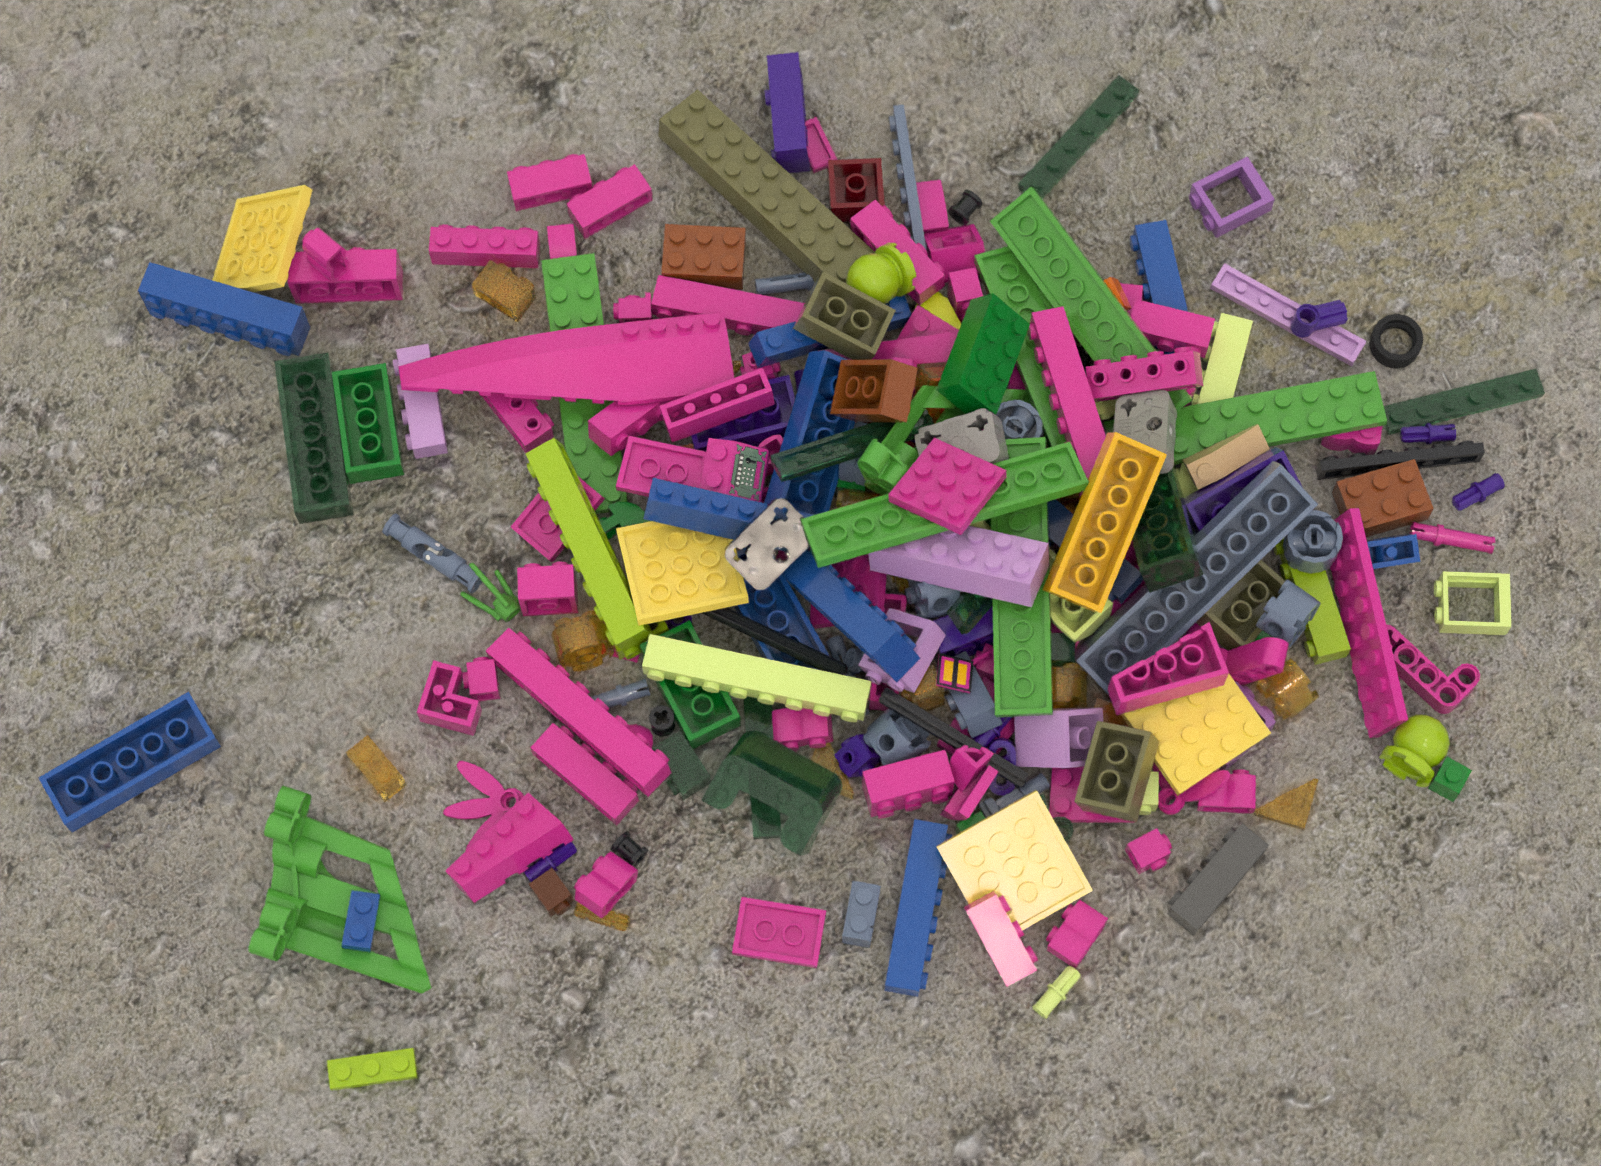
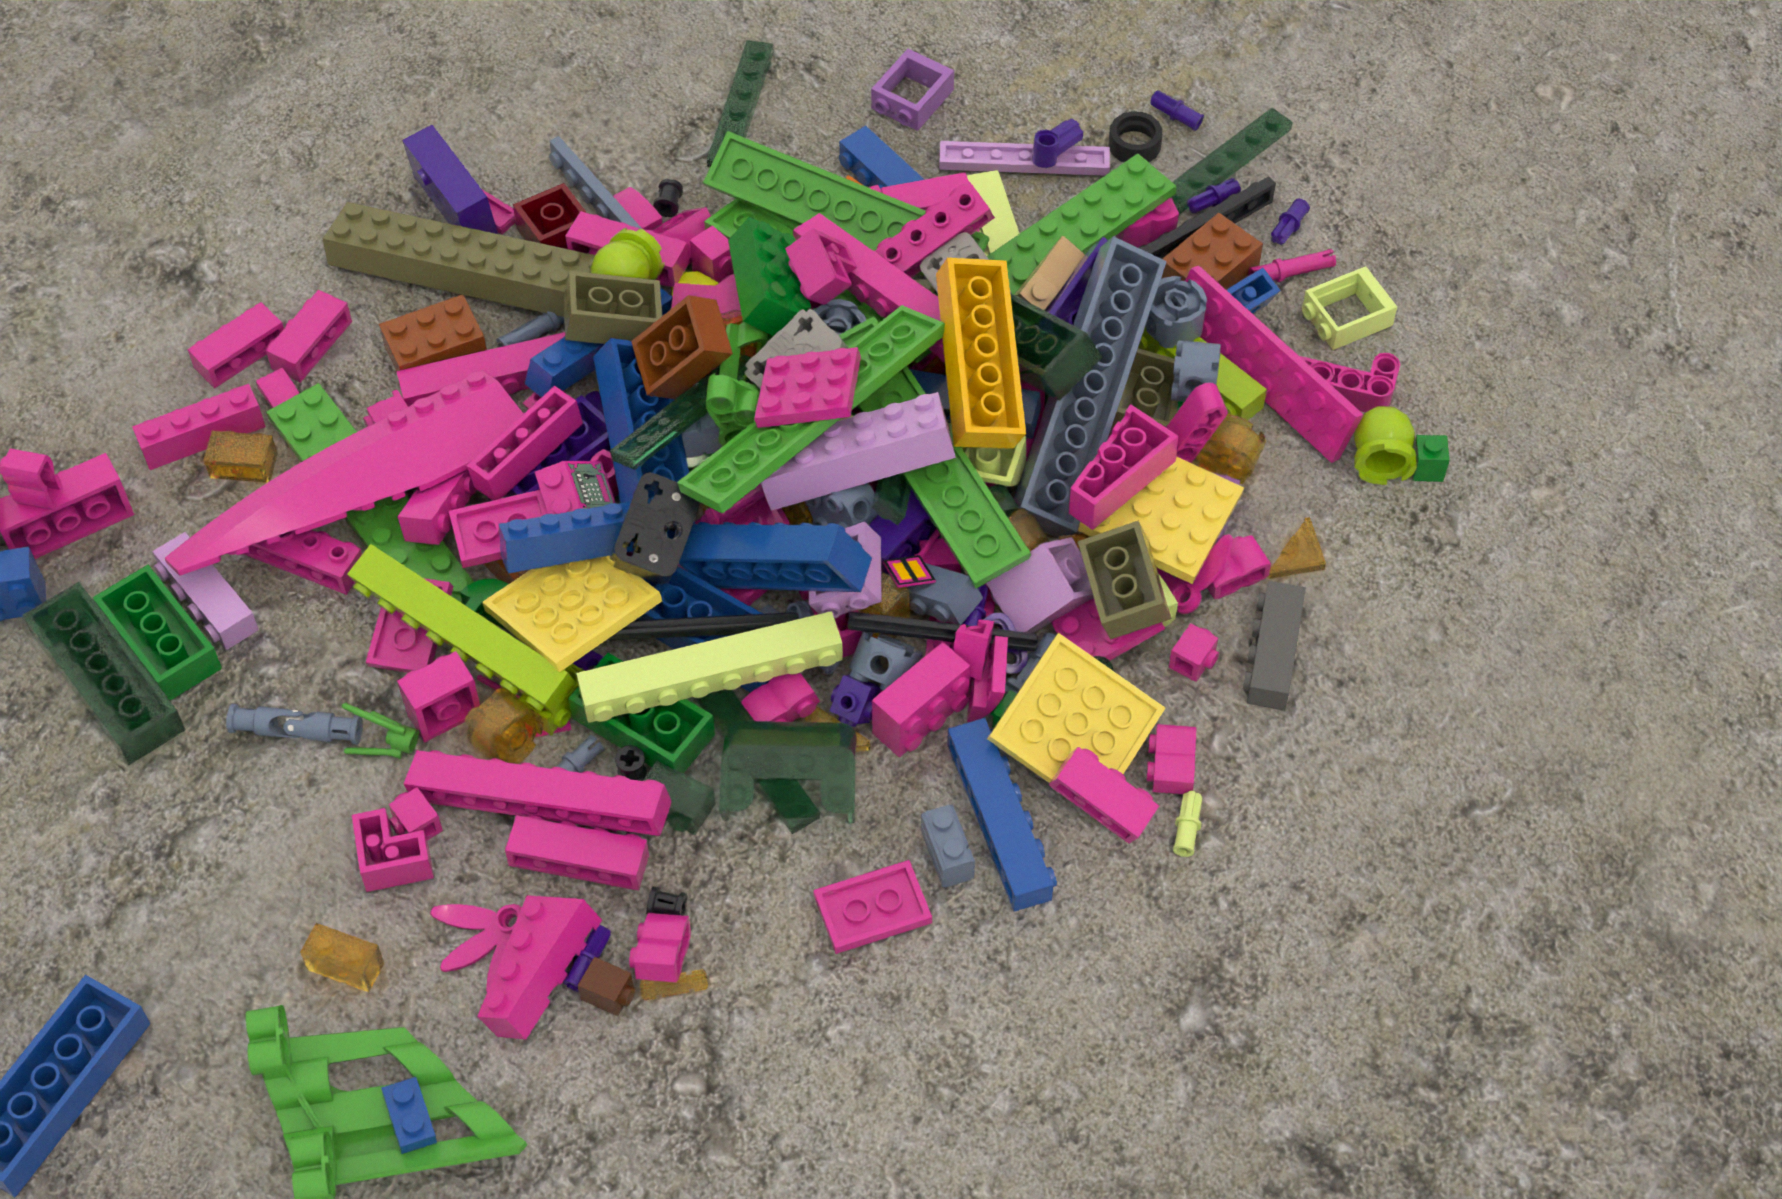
camera: 30 degrees left, 15 degrees down
(1024, 369) = (821, 265): none -> dark pink brick
(1450, 330) = (1177, 110): none -> dark purple axle

